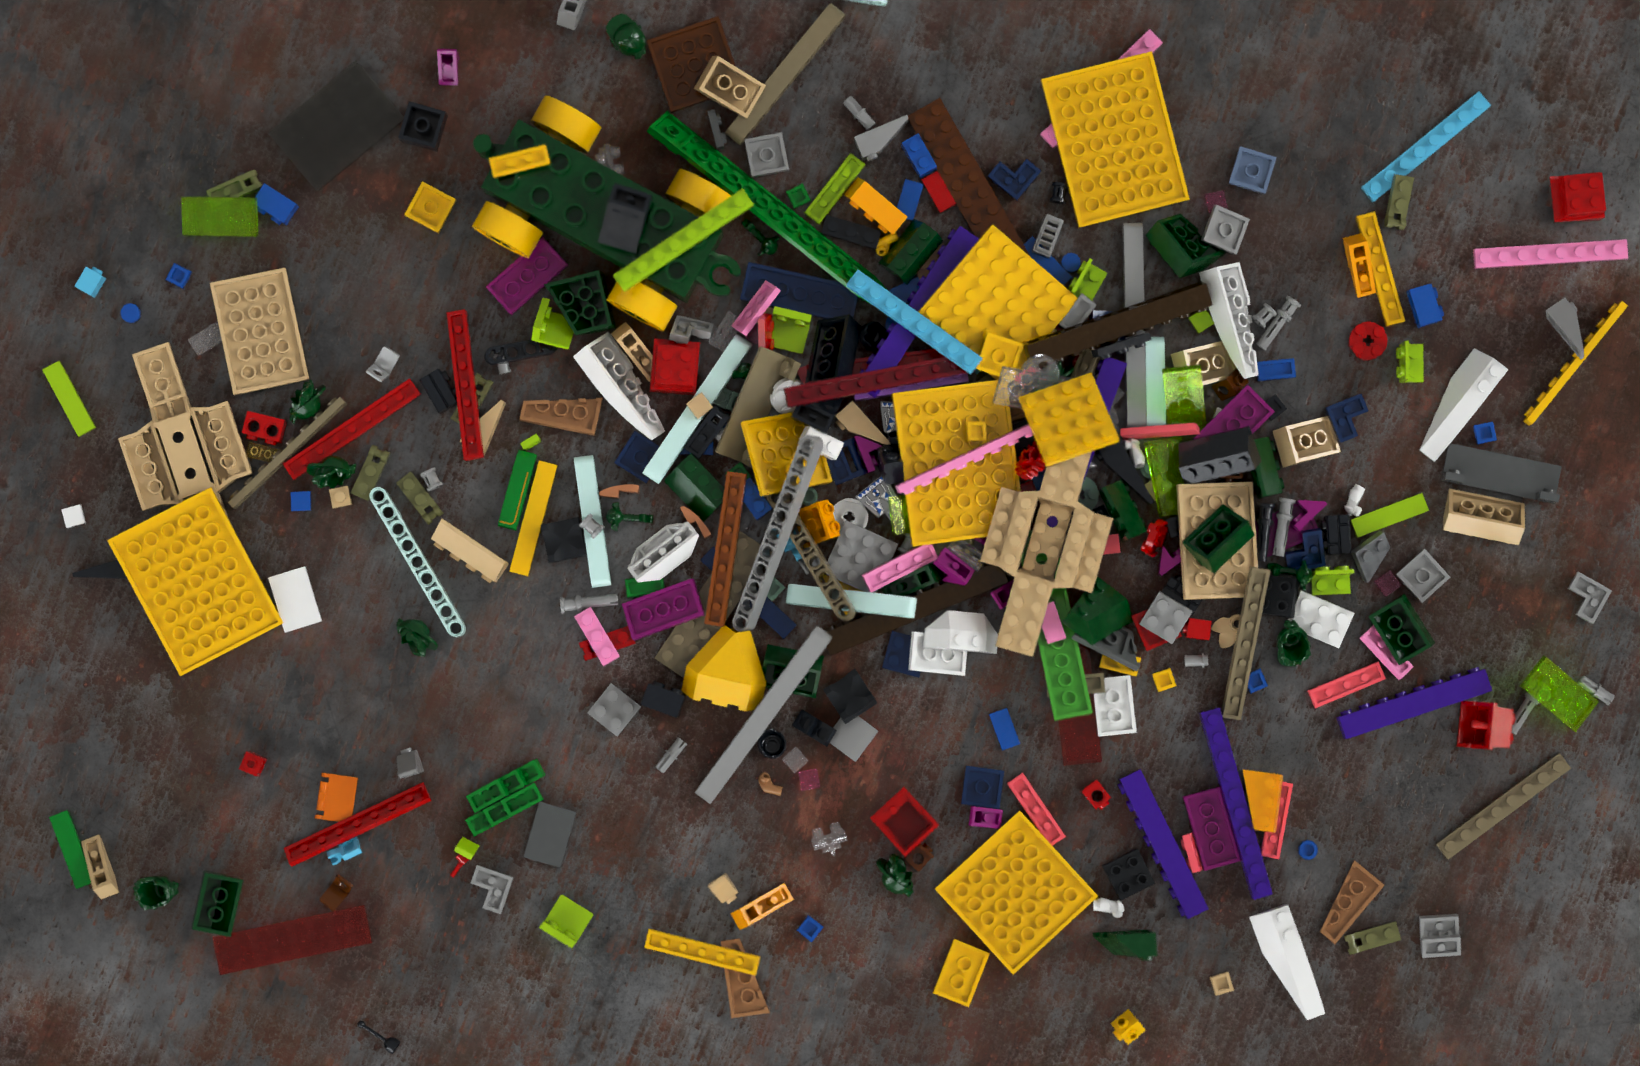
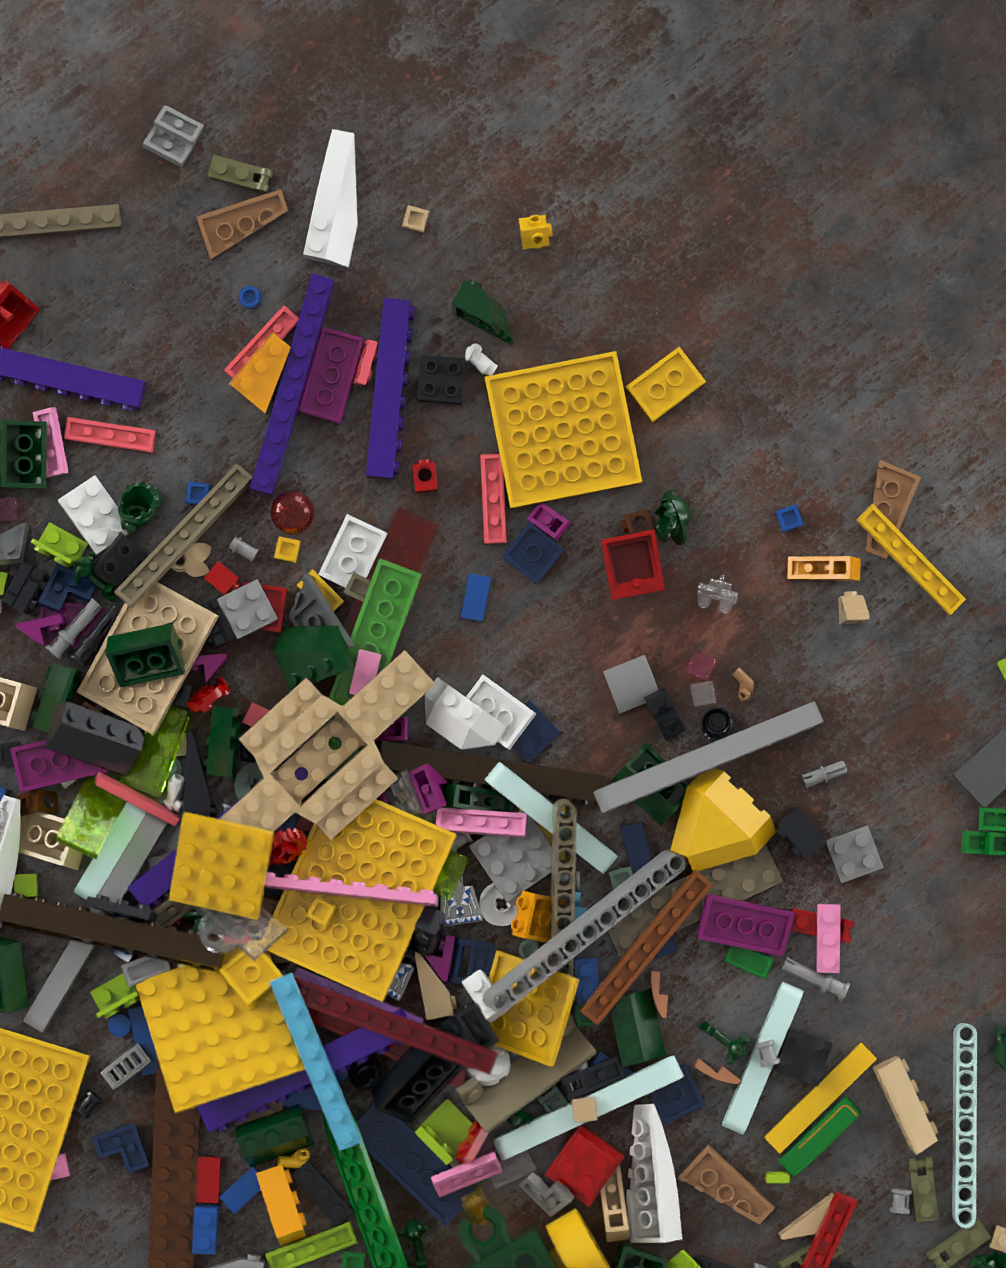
camera: 145 degrees left, 0 degrees up
(663, 552) = (710, 982): white wedge -> none
(738, 290) = (473, 1205): none -> clear yellow slope
(850, 696) = (610, 722): black brick -> none
(1175, 717) = (285, 520): none -> clear red cylinder

